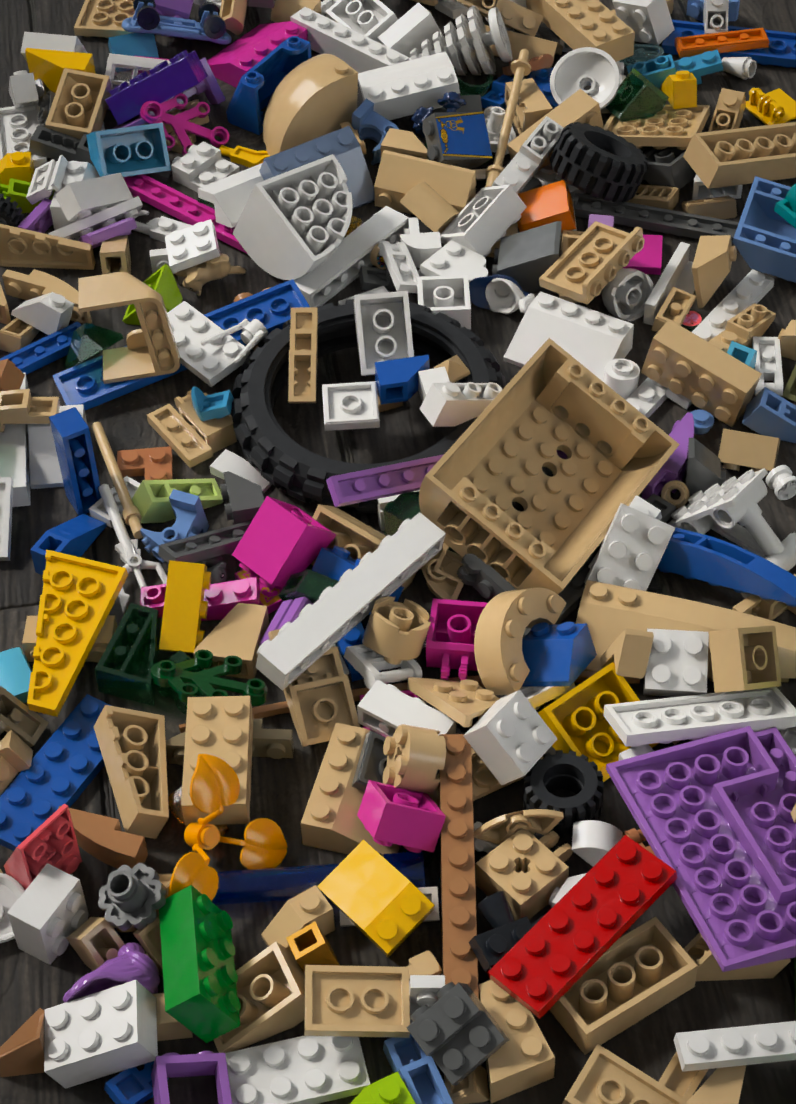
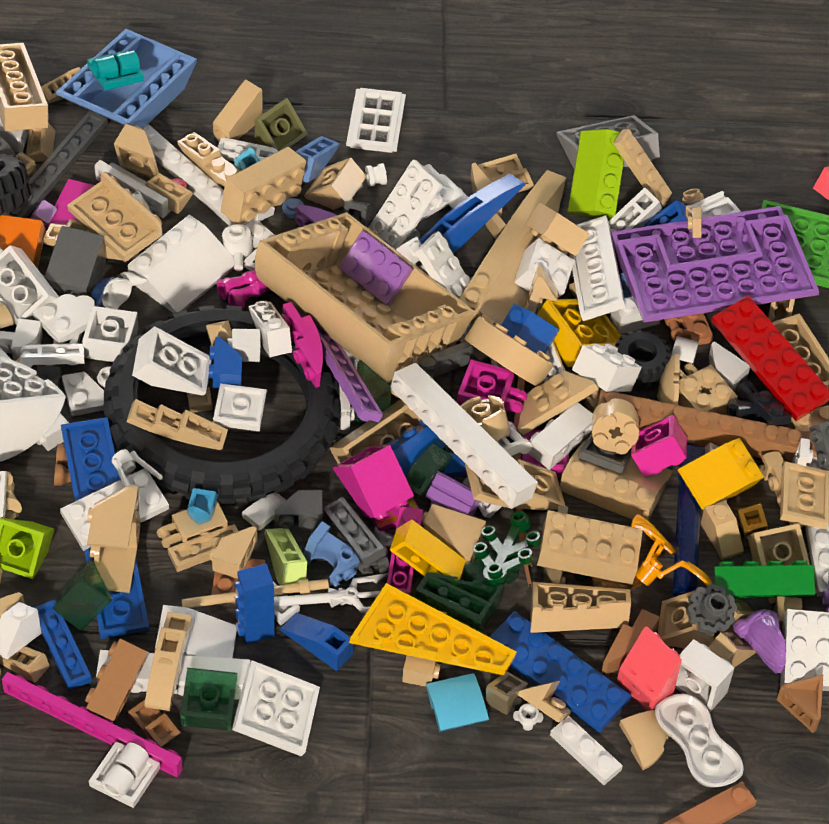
camera: 85 degrees left, 5 degrees up
(162, 448) = (233, 552): none -> tan slope
(437, 437) = (307, 343): none -> dark pink slope
(607, 494) = (376, 268): none -> medium lavender plate

